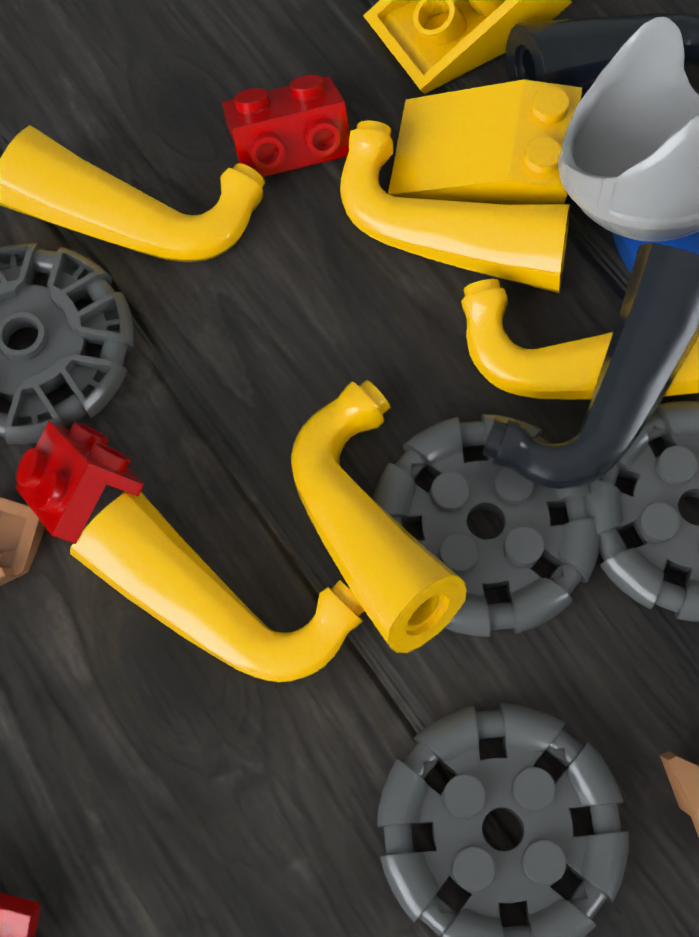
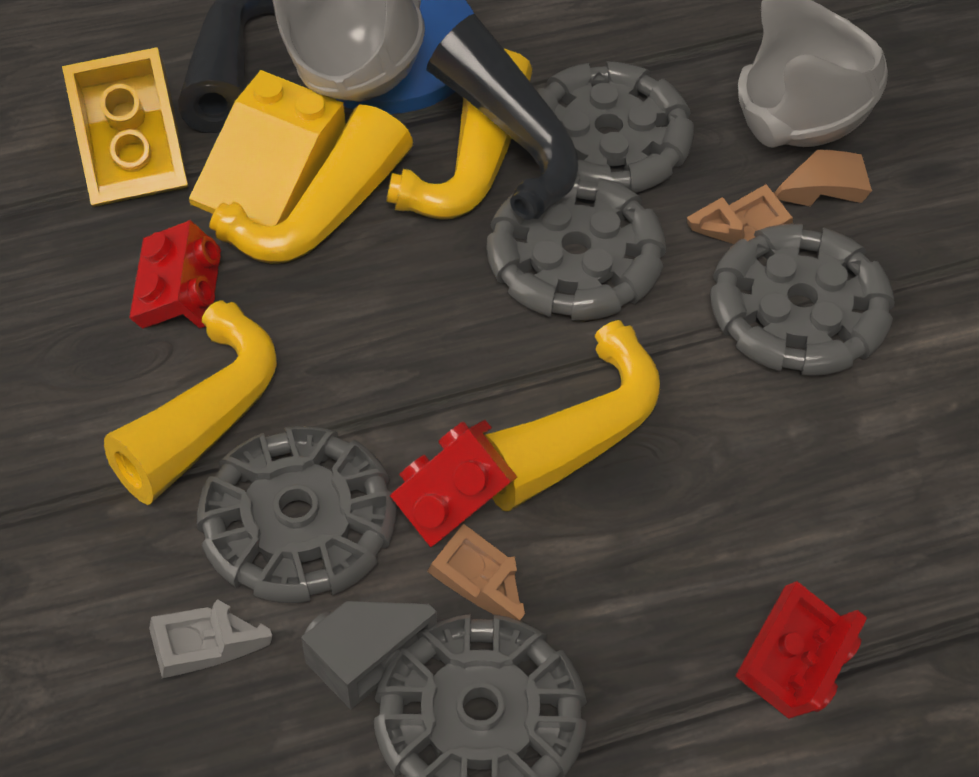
camera: 75 degrees left, 15 degrees down
(387, 569) = (601, 292): yellow animal -> none
(613, 723) = (740, 218): none -> medium nougat slope

